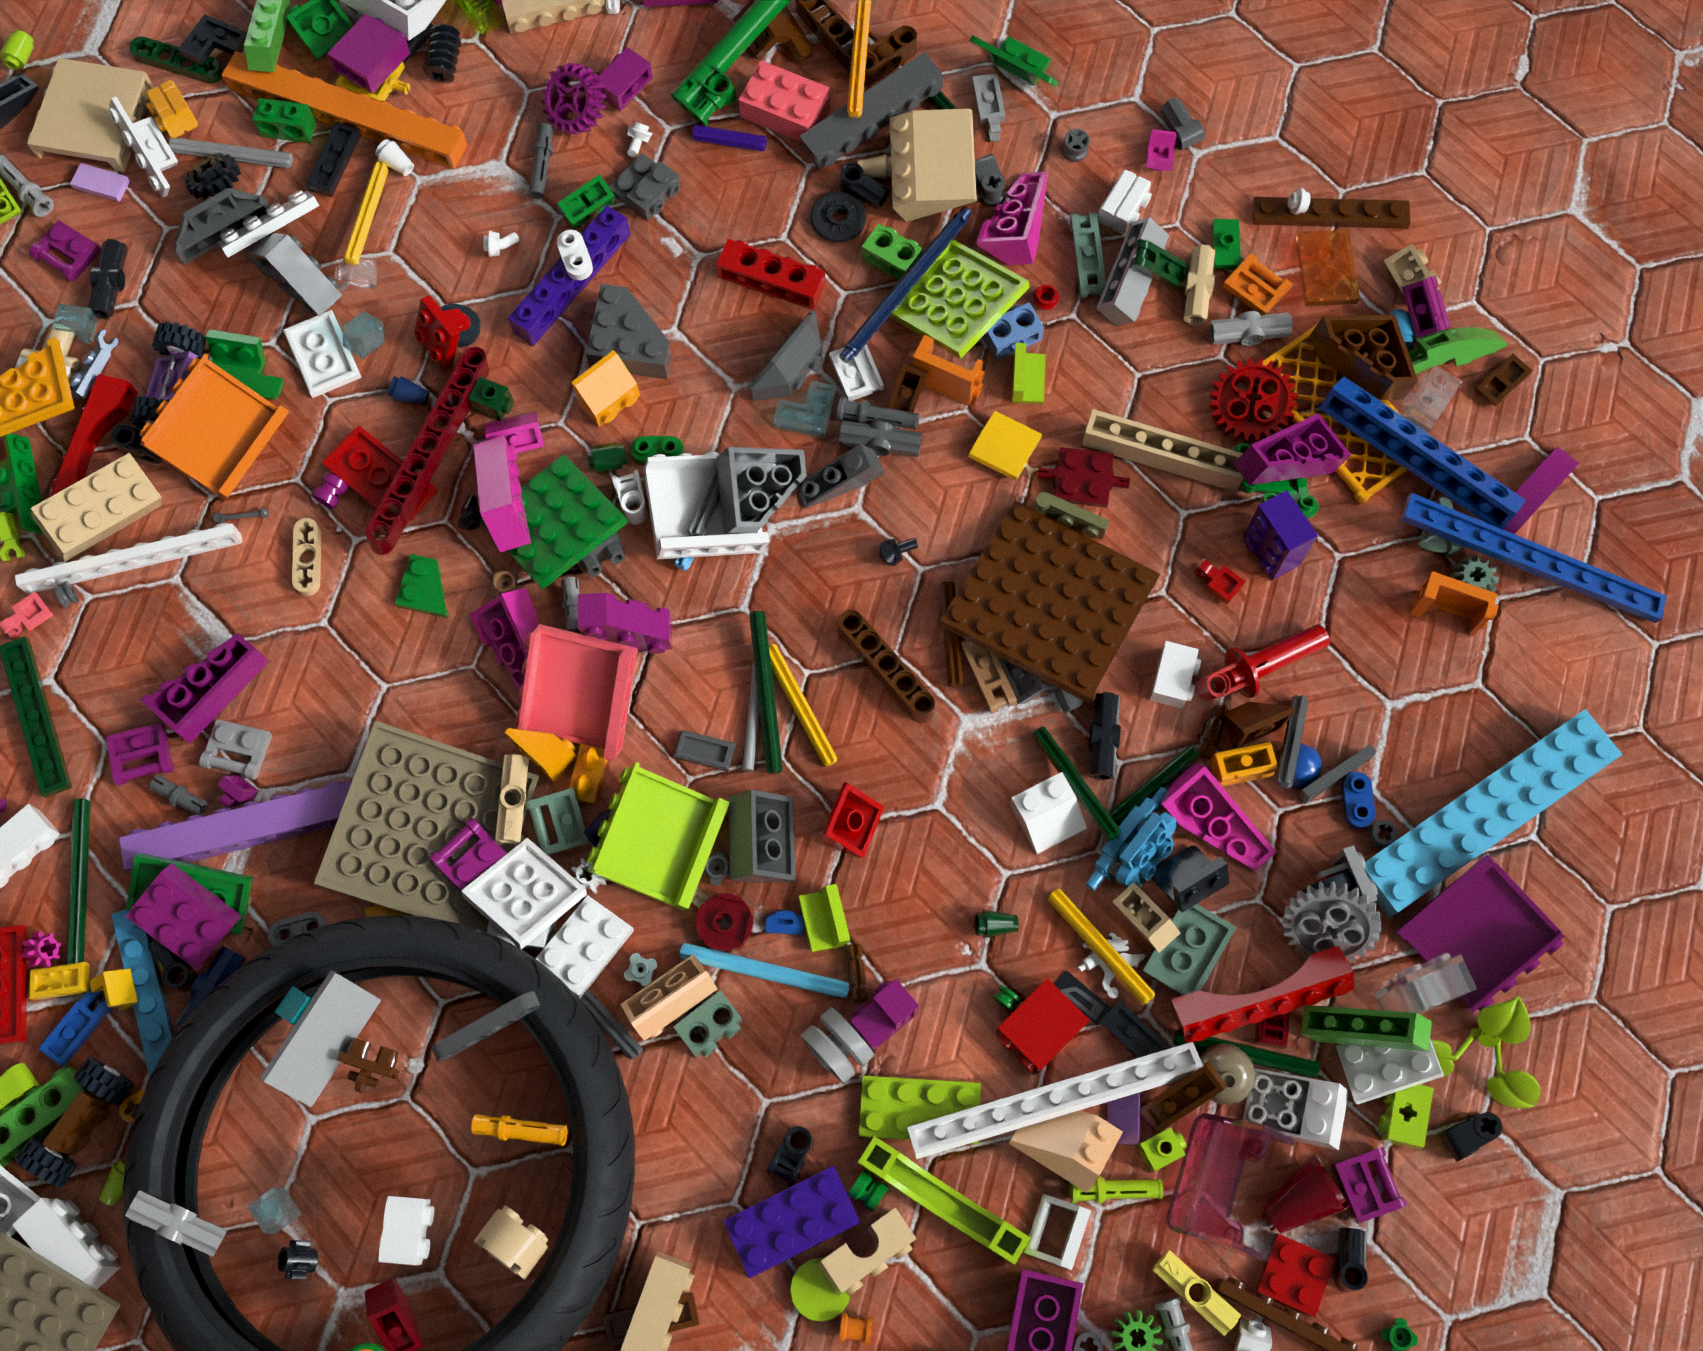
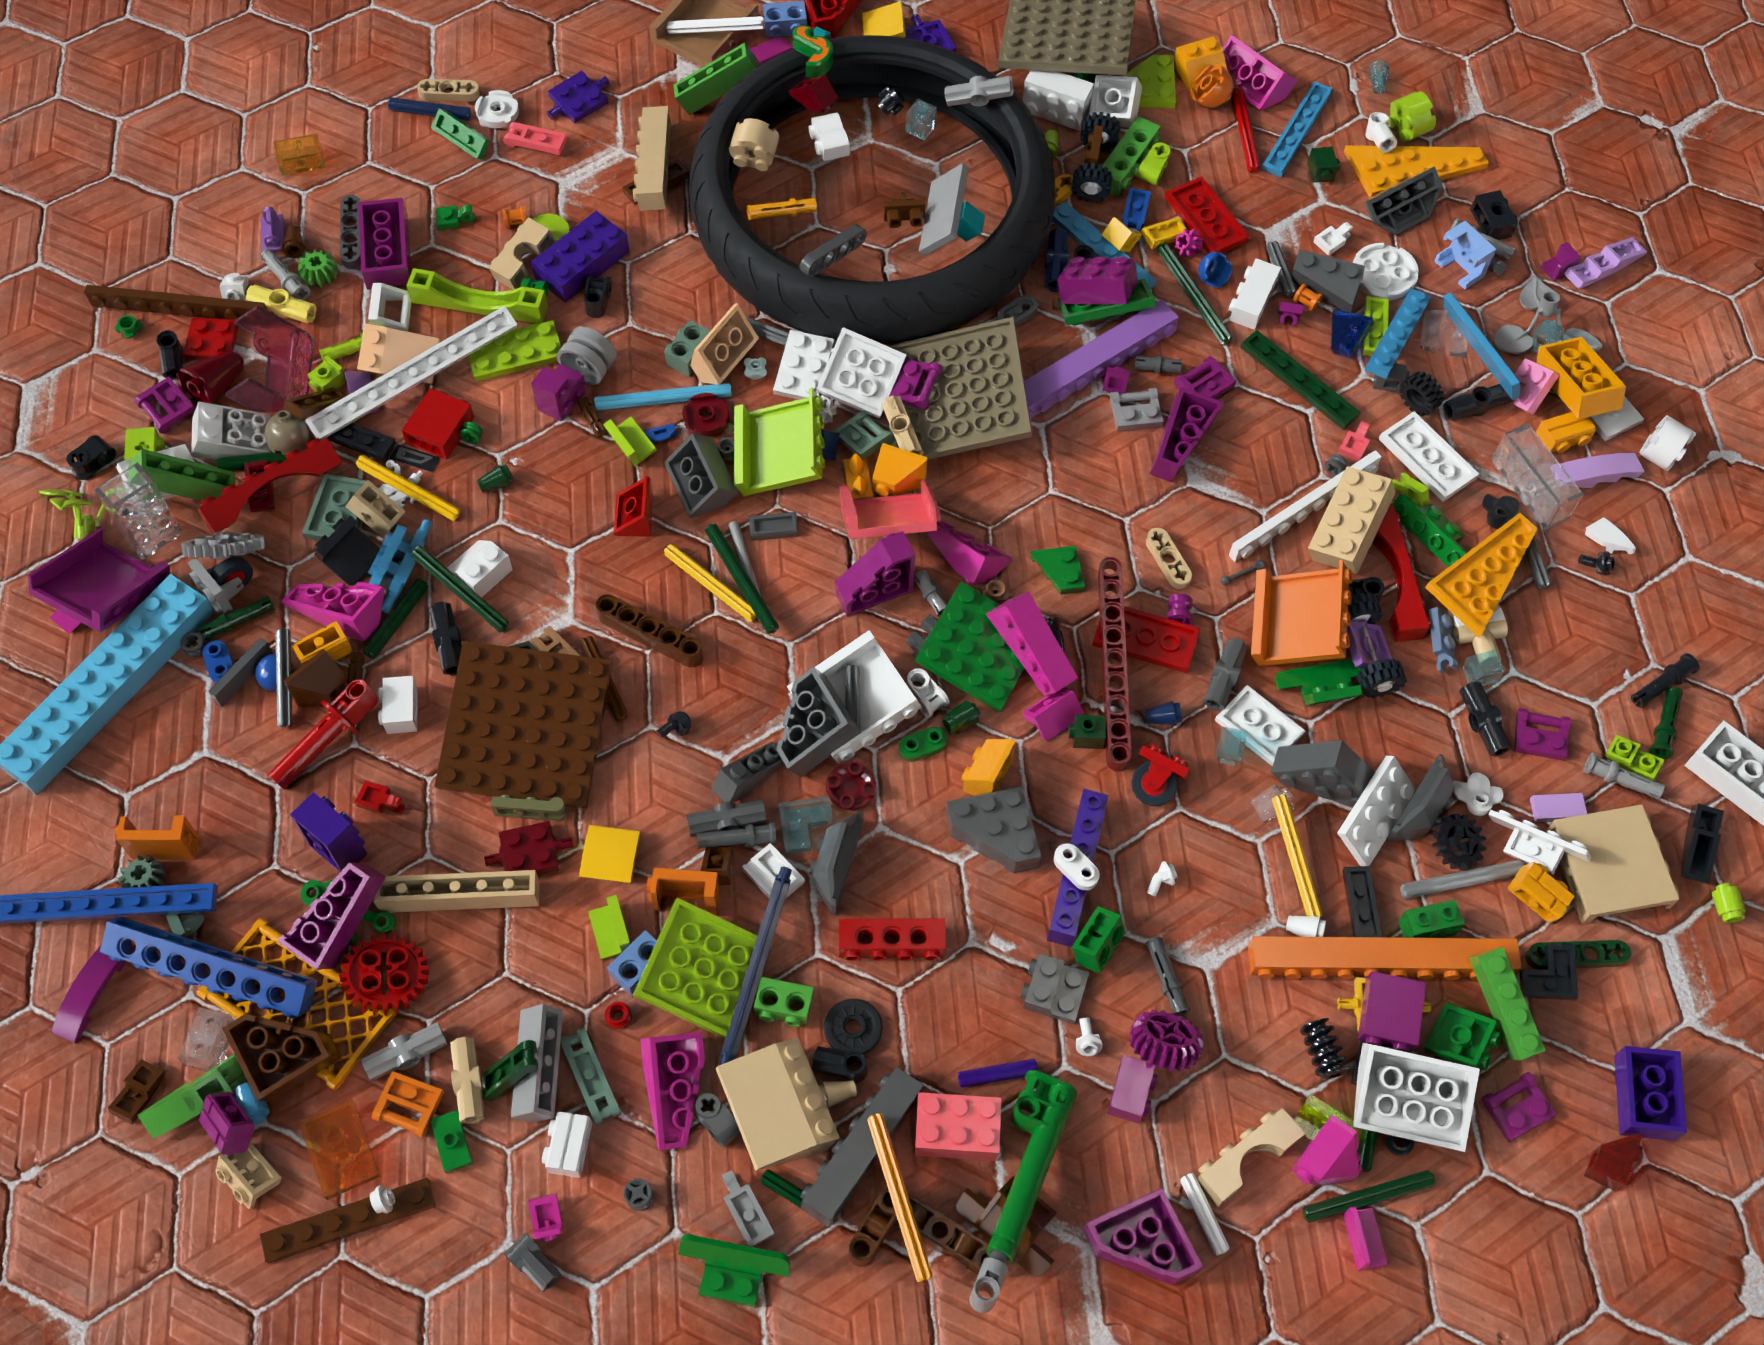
camera: 155 degrees right, 10 degrees down
(36, 898) = (1215, 269): none -> blue hair
(161, 221) = (1478, 794): none -> white plate
(324, 409) = (1225, 674): none -> dark grey piece
(746, 428) = (851, 786): none -> dark red dish
(1329, 846) = (236, 618): none -> dark green pin

